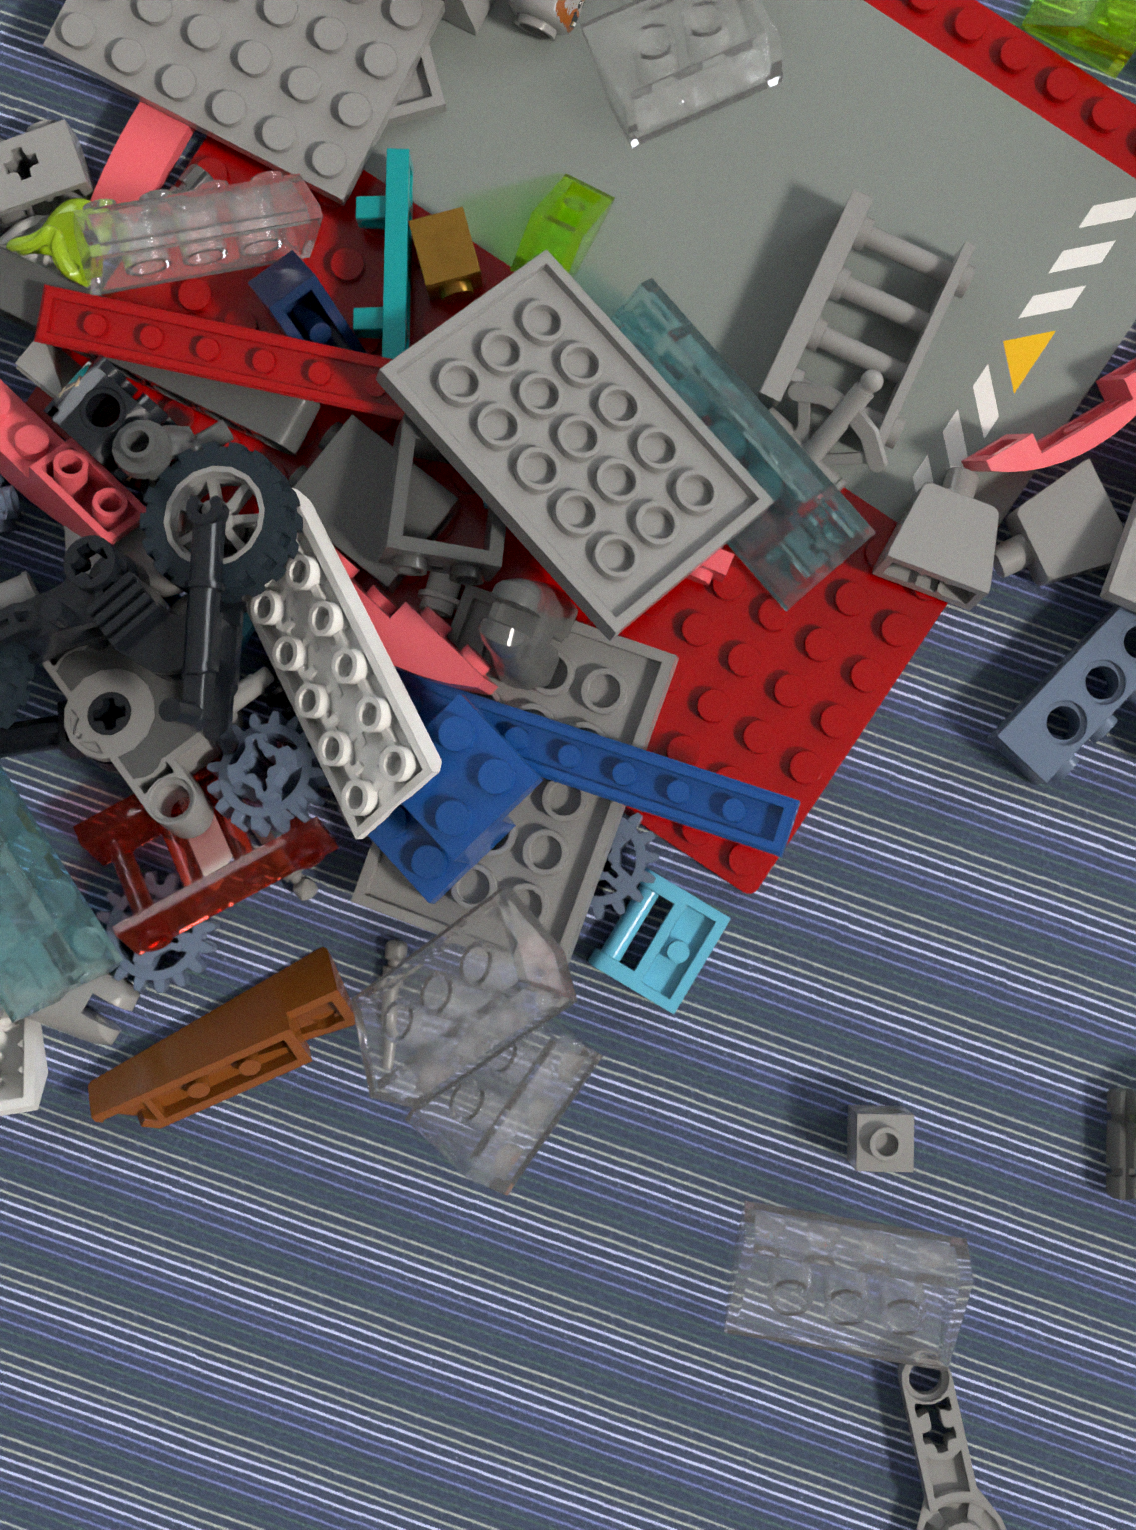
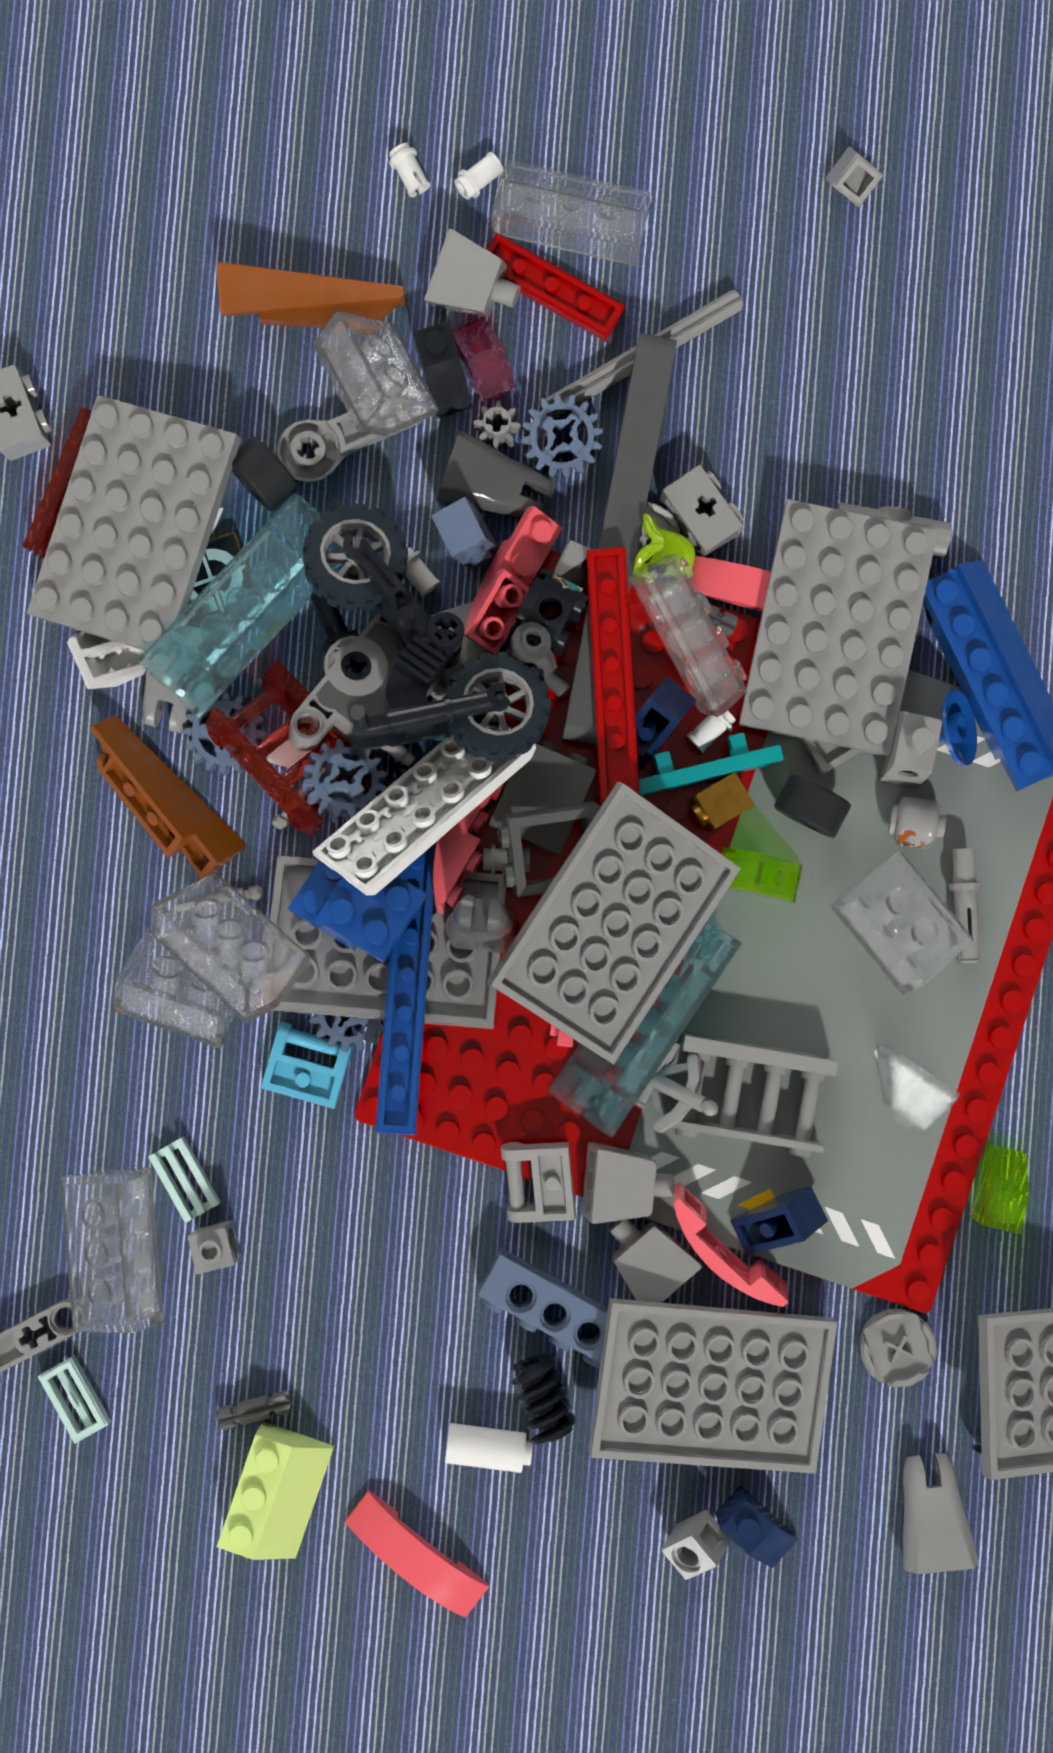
camera: 70 degrees right, 0 degrees up
(340, 244) = (710, 730): none -> white pin
(486, 129) = (812, 806): none -> black tyre
(779, 1179) = (171, 1186): none -> light aqua tile
(912, 638) = (551, 1182): none -> light grey plate
(918, 100) = (910, 1090): none -> clear slope
(1036, 1374) = (87, 1392): none -> light aqua tile
(1054, 335) = (780, 1221): none -> dark blue slope

